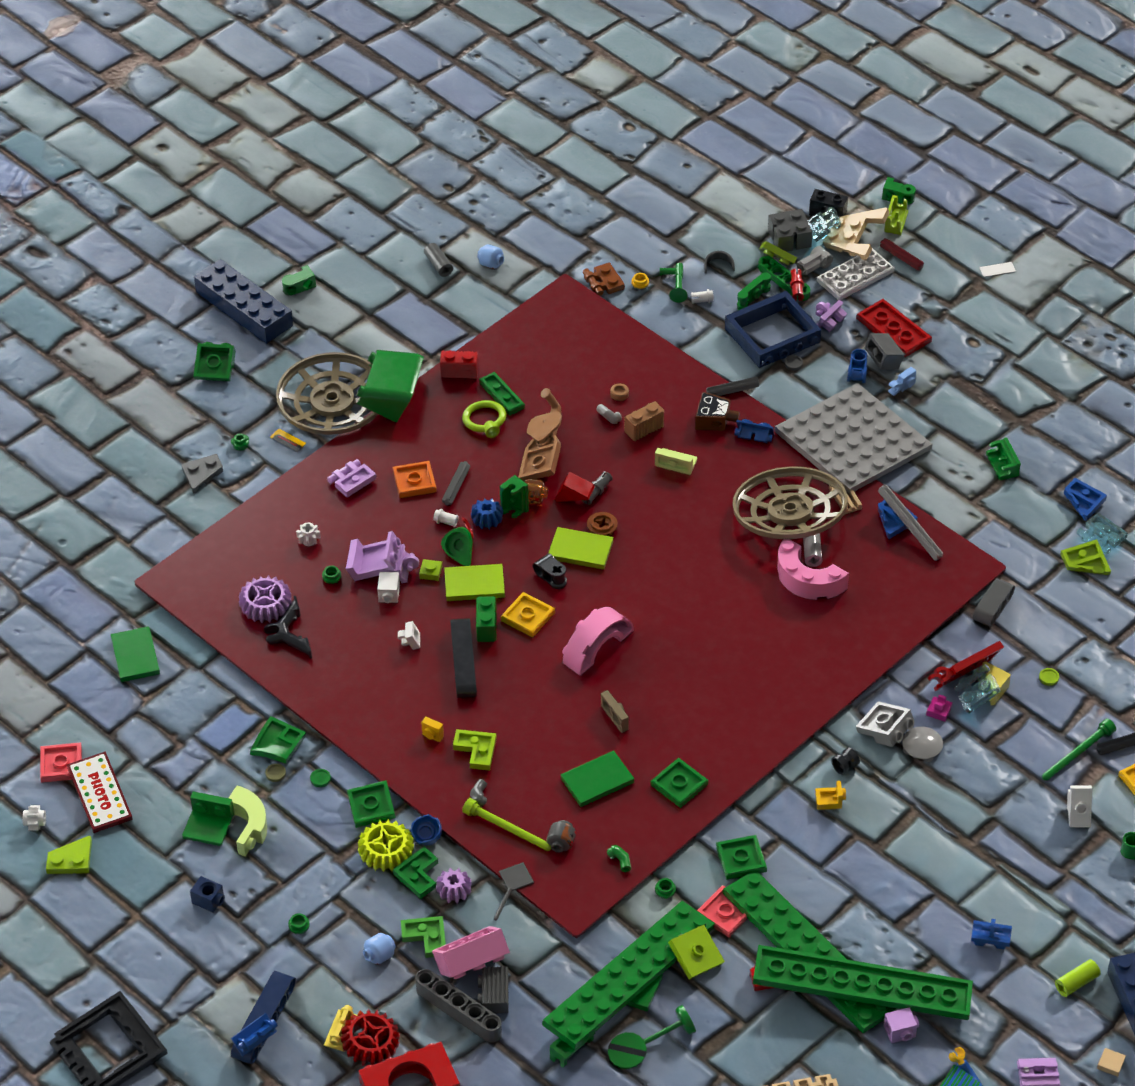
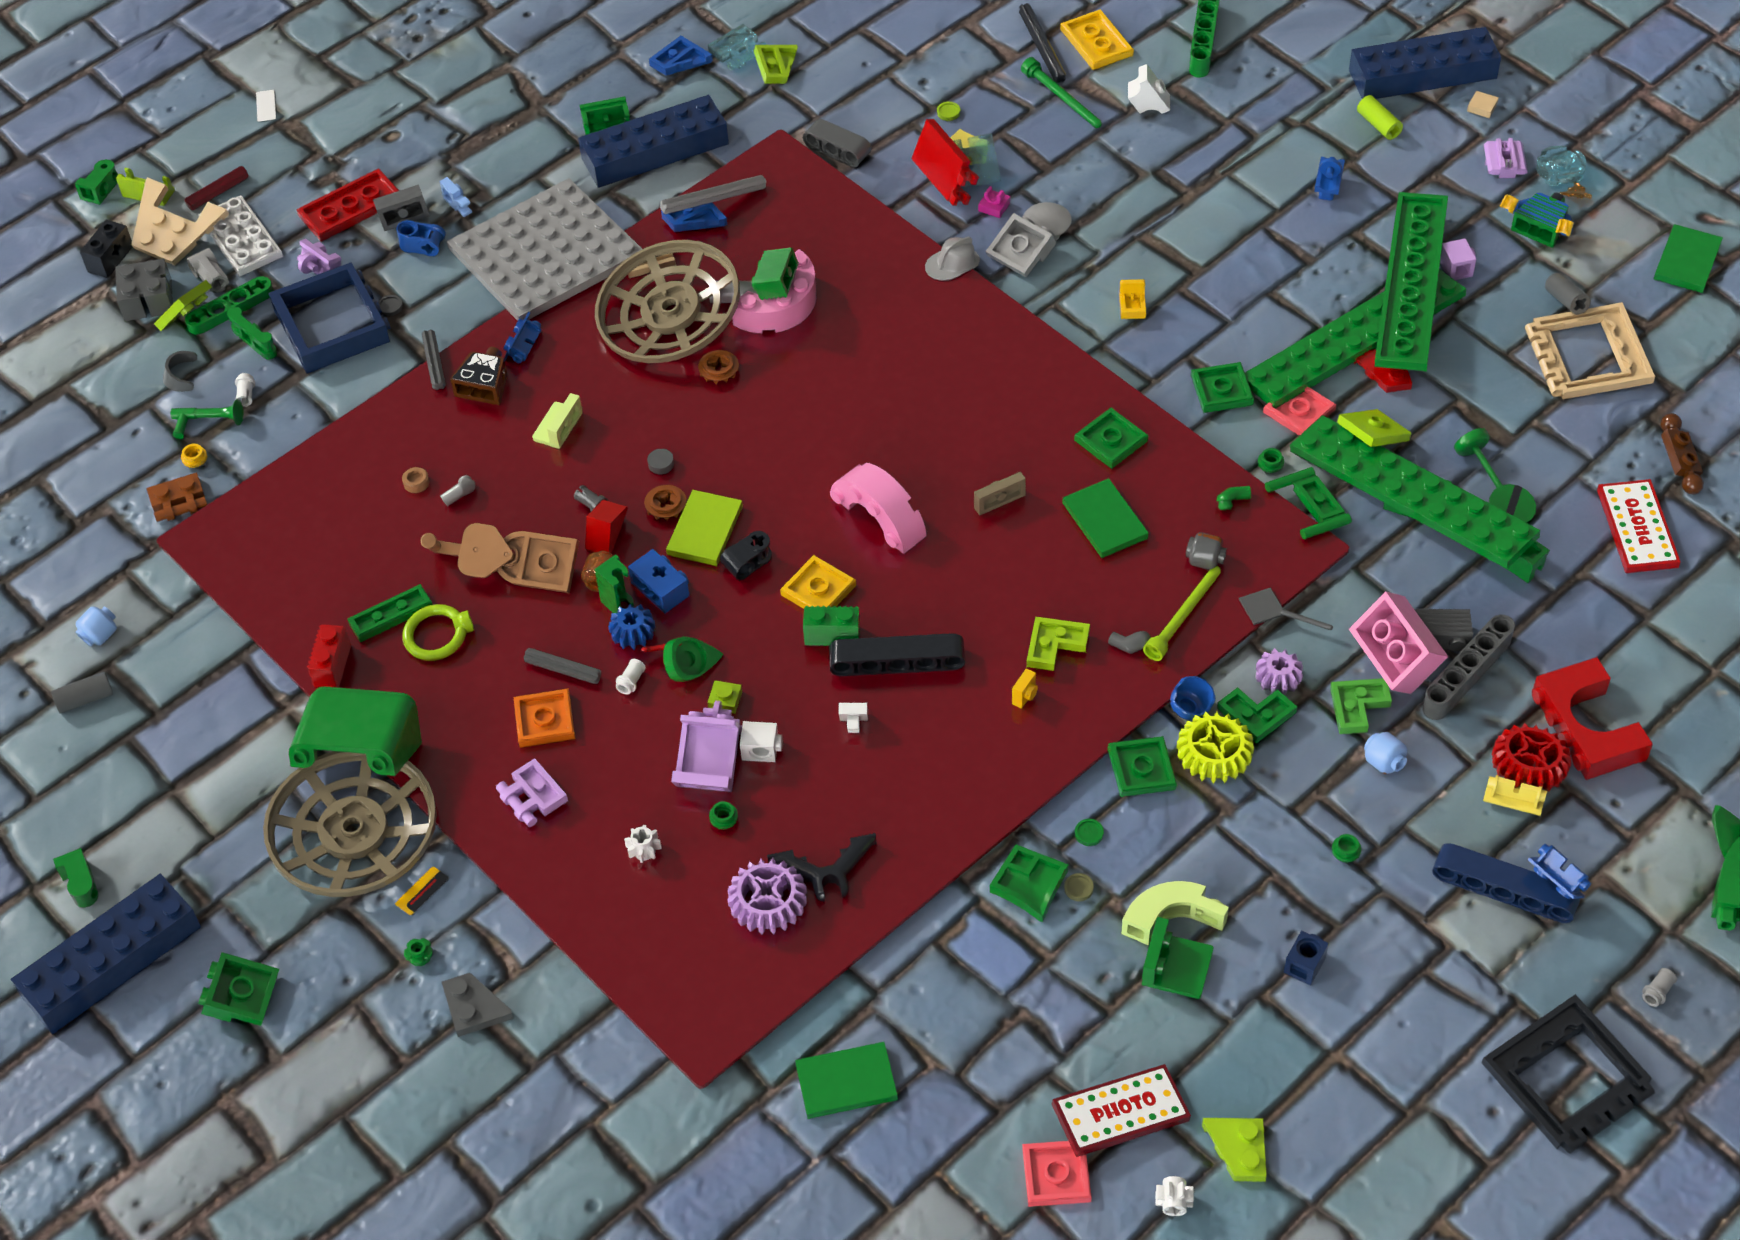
camera: 85 degrees left, 5 degrees up
(474, 582) = (754, 646): lime tile -> none
(527, 524) = (659, 580): none -> blue brick
(623, 915) = (1316, 499): none -> green plate
(642, 519) = (660, 461): none -> dark grey tile
(644, 421) = (485, 447): medium nougat brick -> none
(743, 540) = (711, 360): none -> dark orange gear
(797, 284) = (255, 284): red pin -> none
(810, 554) = (775, 273): none -> green brick
(823, 222) = (153, 251): clear light blue plate -> none
(846, 760) = (1074, 282): black wheel -> none
(865, 681) = (953, 260): none -> light grey piece
(978, 489) = (653, 141): none -> dark blue brick

